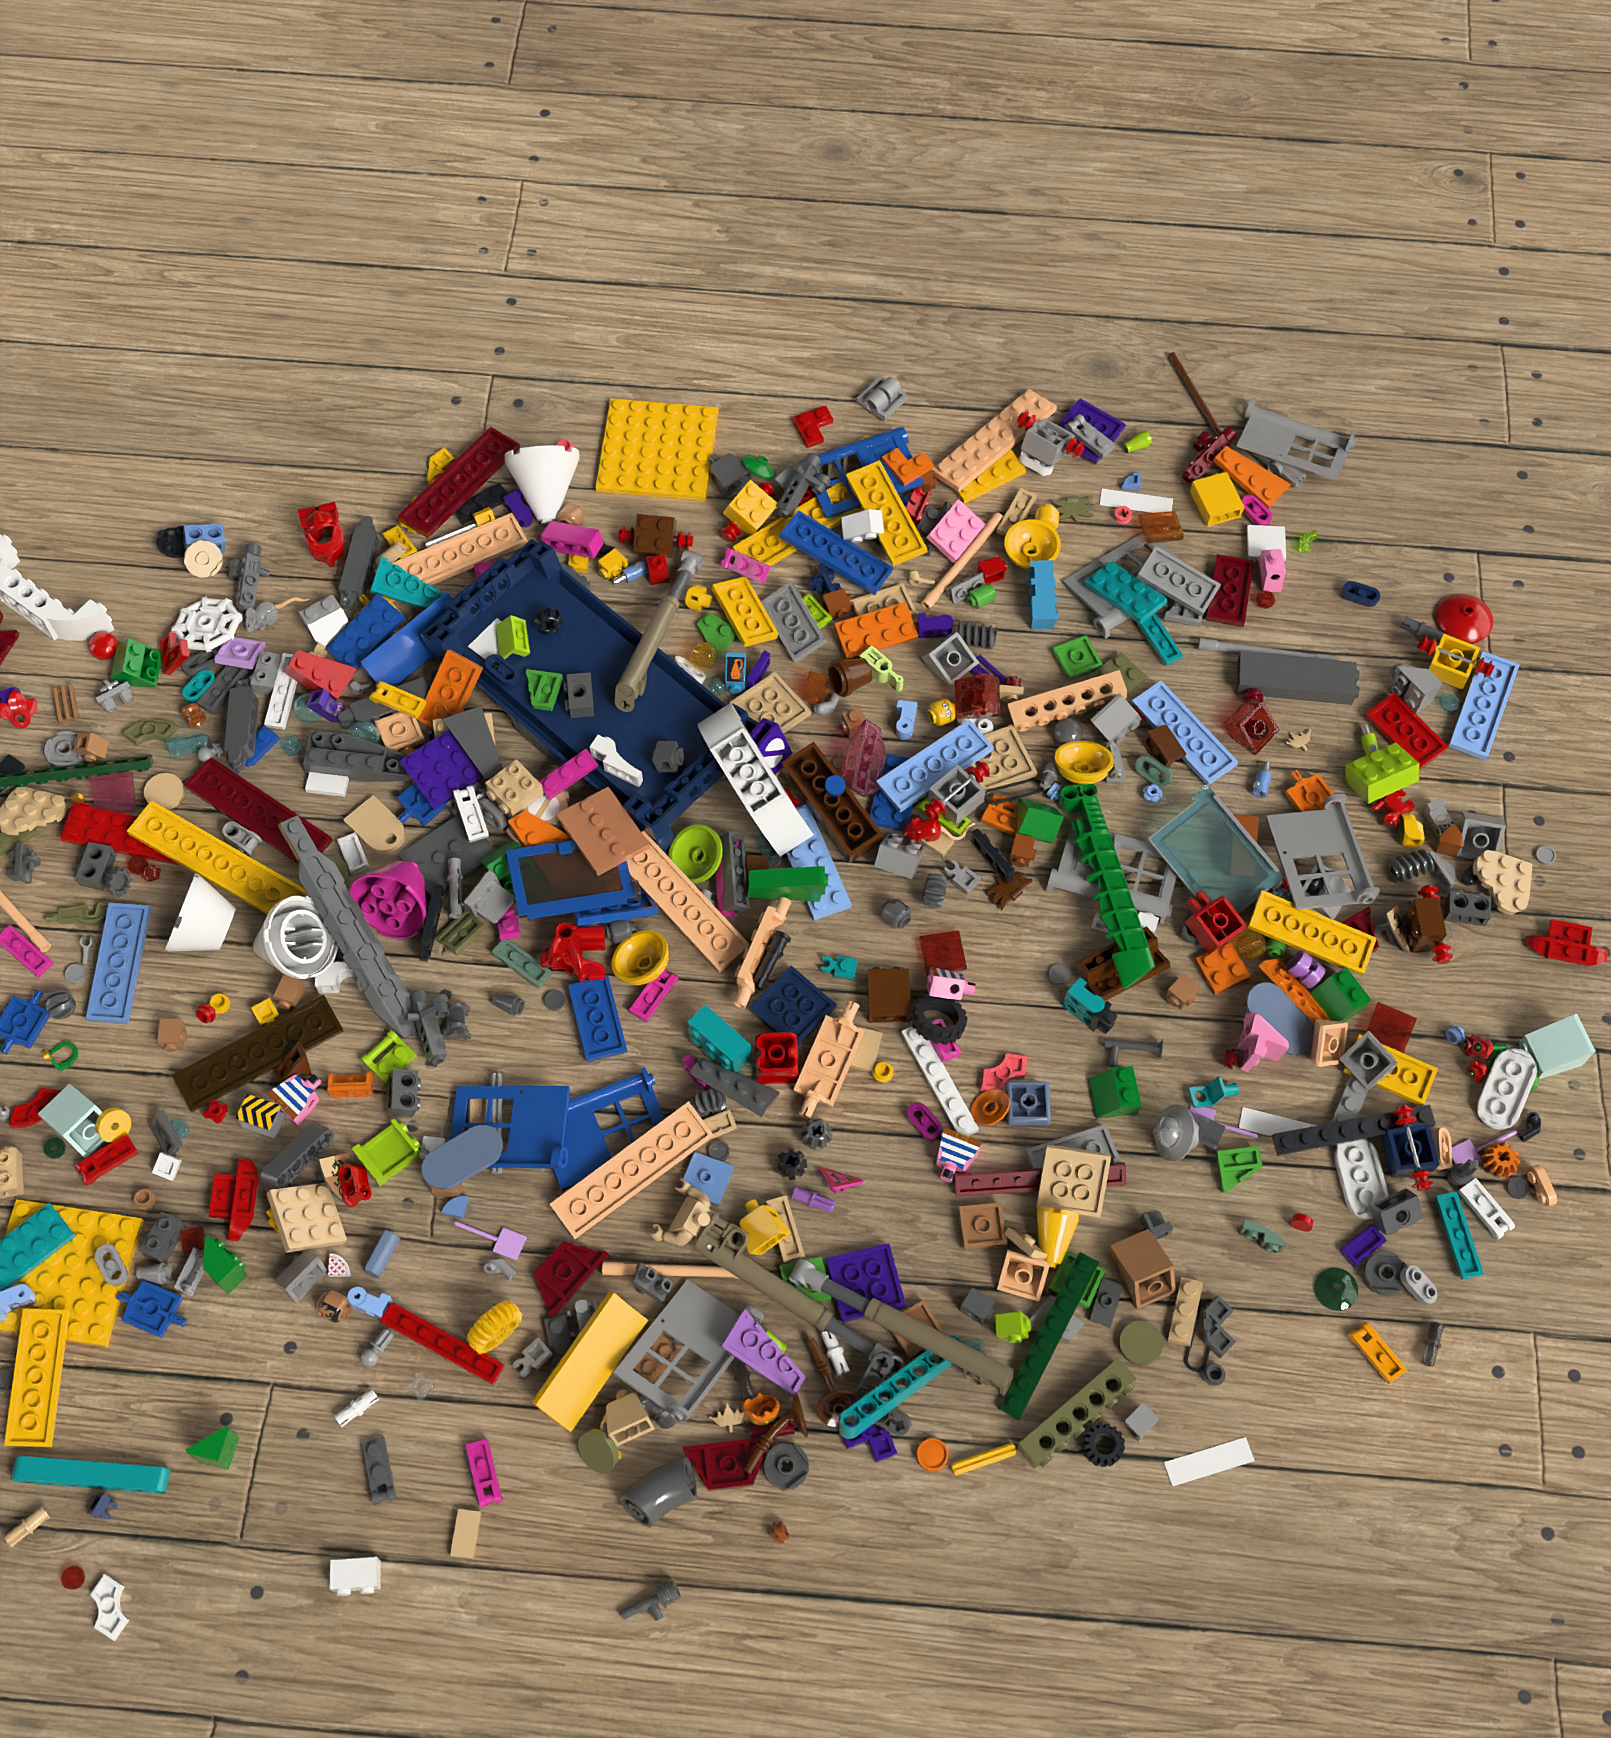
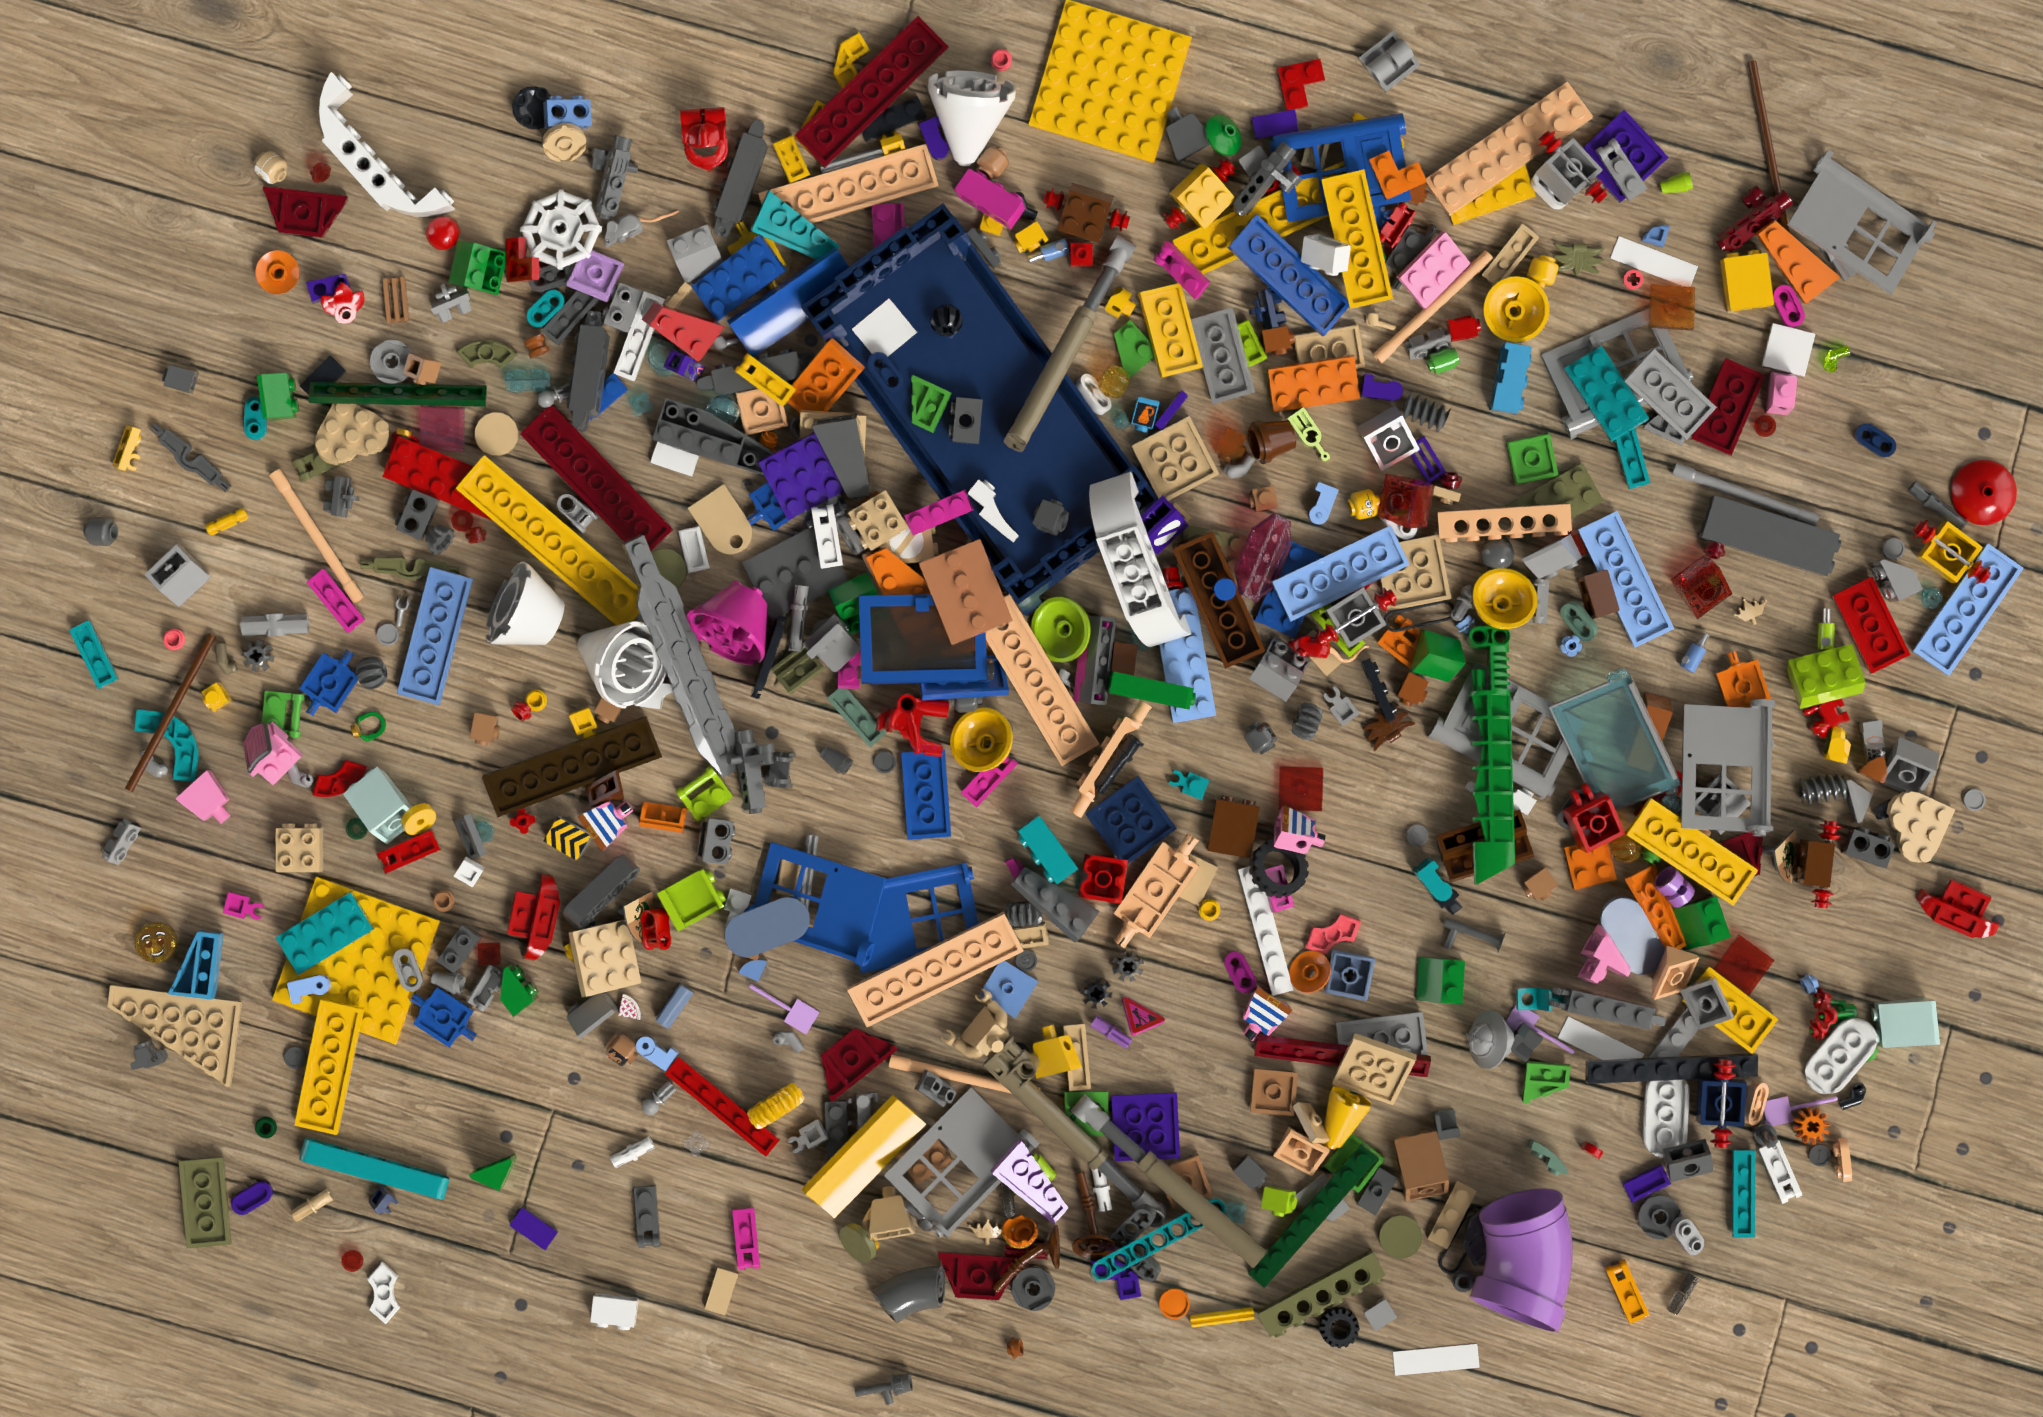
camera: 10 degrees right, 25 degrees up
(262, 1506) = (533, 1228): none -> dark purple tile
(391, 554) = (777, 178): tan cylinder -> none
(512, 637) = (903, 332): lime panel -> none
(794, 455) = (1275, 124): none -> dark purple tile
(1231, 1058) = (1570, 966): dark red plate -> none
(1273, 1335) = (1526, 1258): none -> medium lavender cylinder
(1276, 1085) = (1607, 1008): none -> dark grey hinge
(1329, 1296) = (1599, 1212): clear green dish -> none

